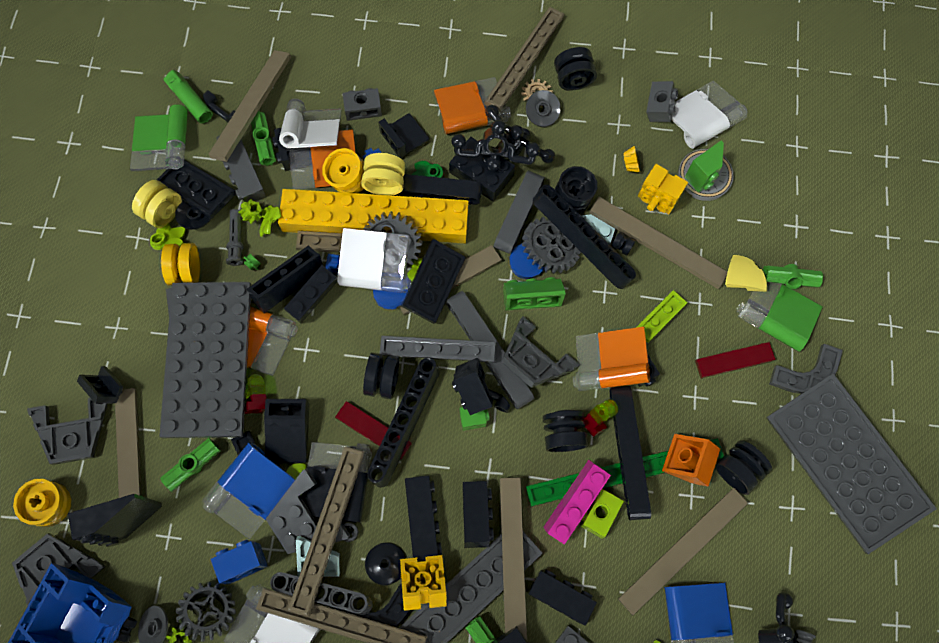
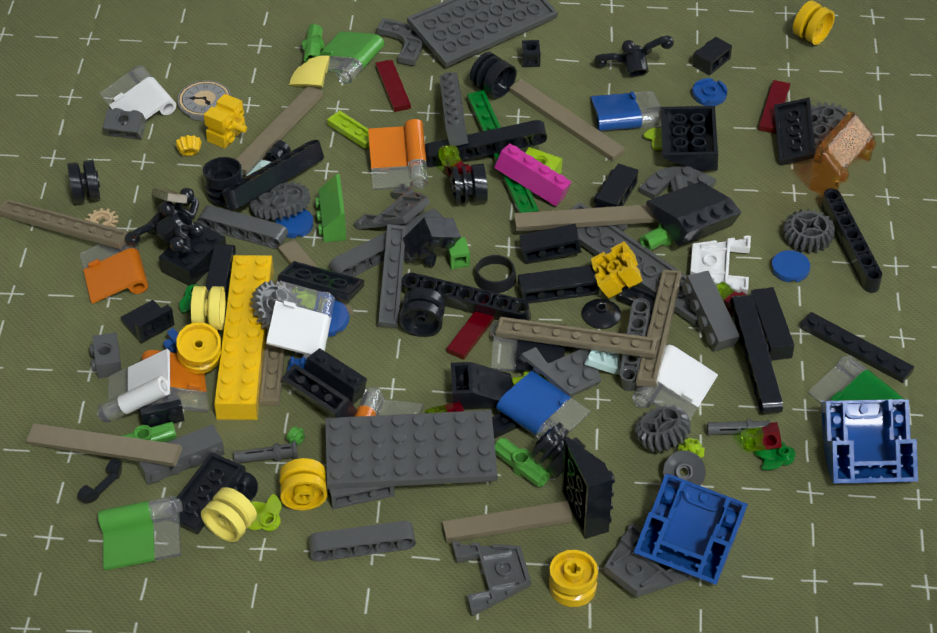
camera: 90 degrees left, 25 degrees down
(101, 387) = (442, 539): black bracket -> none
(122, 317) = (361, 541): none -> dark grey beam
(180, 498) = (552, 445): none -> black wheel
(188, 96) = (83, 513): bright green piece -> none
(239, 562) = (614, 404): blue brick -> none
(250, 211) = (236, 438): lime gear -> none
(270, 215) = (250, 419): lime plate -> none
(445, 474) = (495, 286): none -> black tyre
(527, 134) = (169, 195): none -> dark tan tile
(551, 108) = (124, 210): dark grey dish -> none
(679, 418) = (453, 109): none -> dark grey brick
(691, 459) = (488, 104): orange slope -> none
(706, 168) = (204, 85): bright green slope -> none
(784, 519) = (531, 53): none -> black brick

